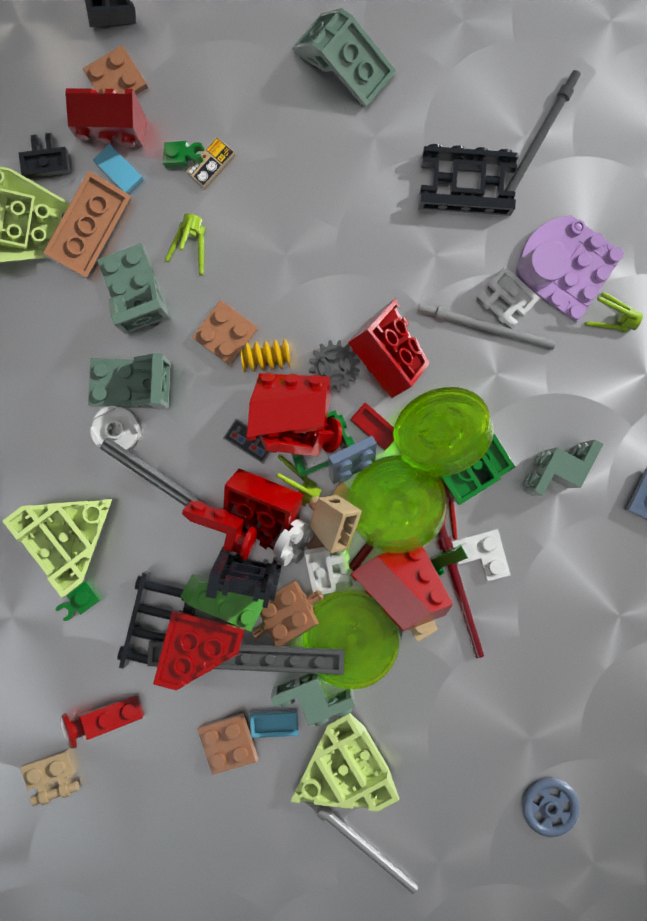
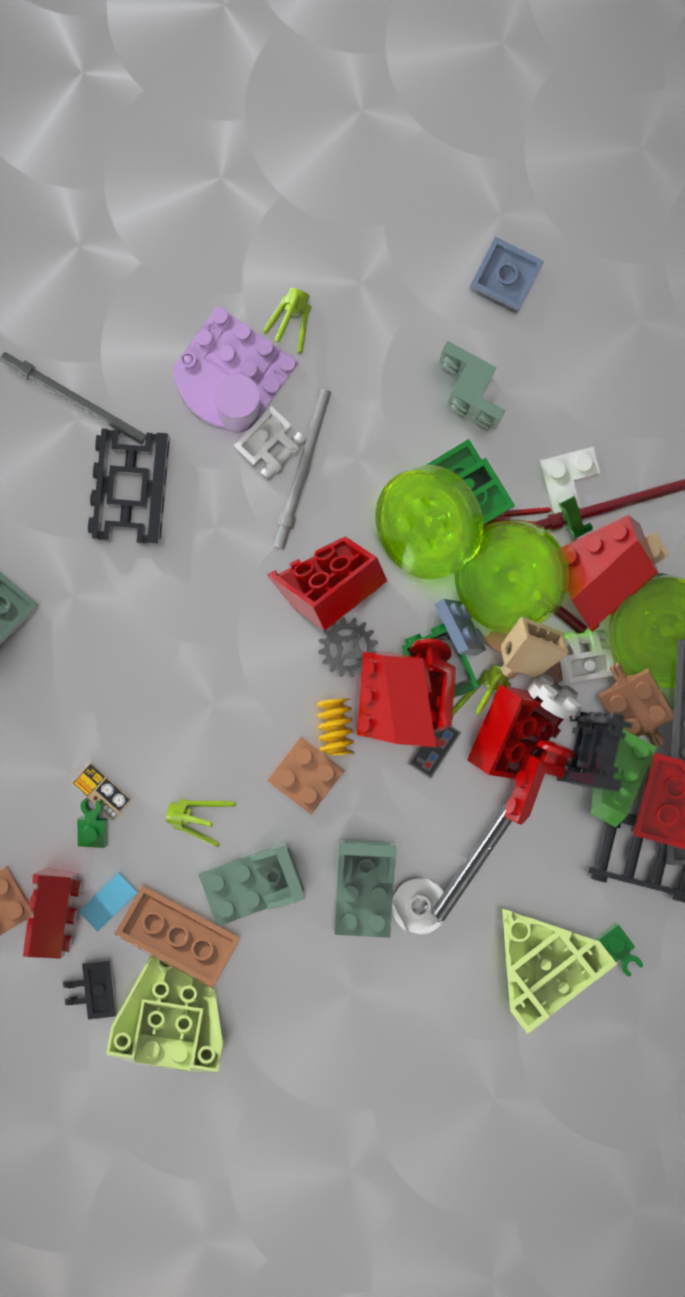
camera: 85 degrees left, 0 degrees up
(374, 425) = (418, 602): red tile -> none

